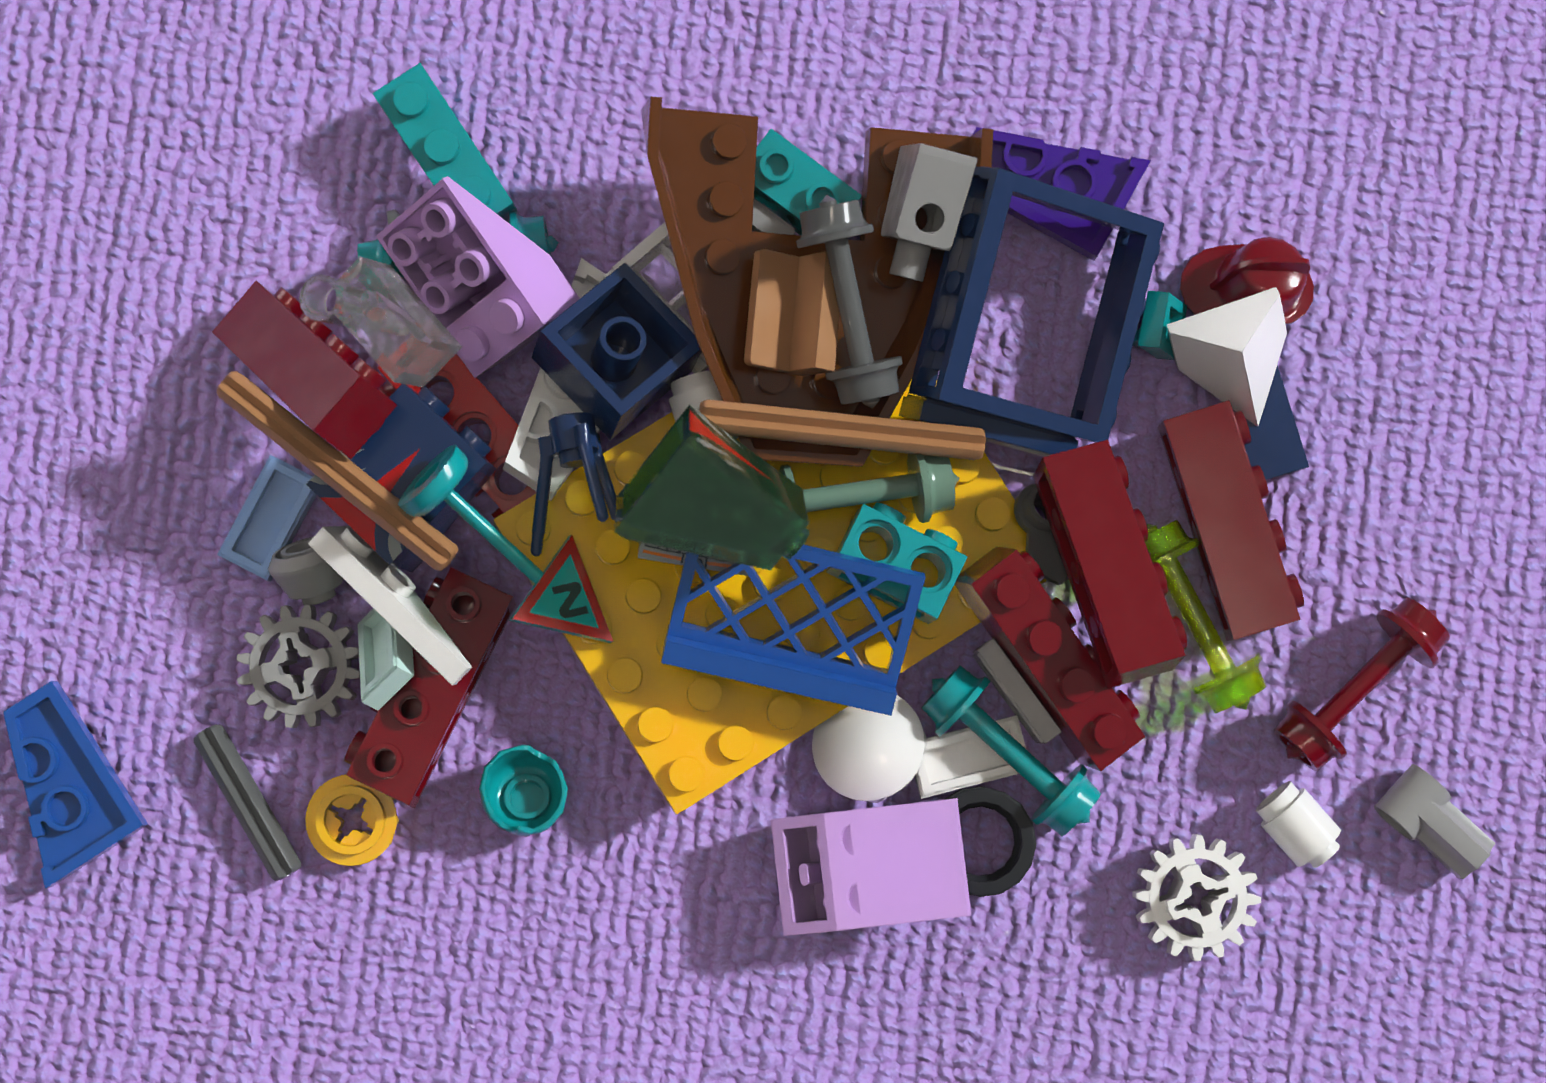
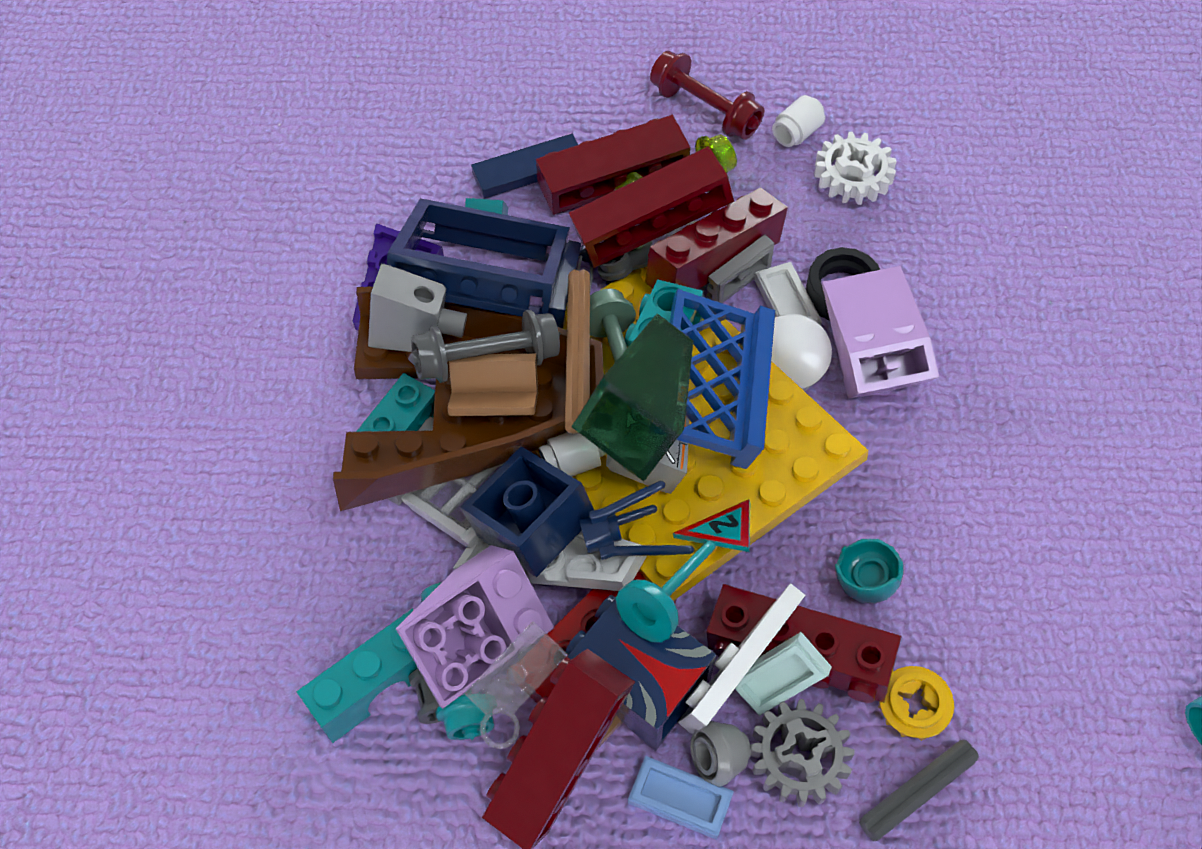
camera: 90 degrees left, 25 degrees down
(336, 470) = (641, 703): medium nougat axle -> none
(1066, 801) = (806, 238): teal piece -> none
(1233, 350) = (501, 166): white slope -> none
(1242, 270) = (455, 168): dark red piece -> none
(1423, 812) = (779, 66): light grey piece -> none

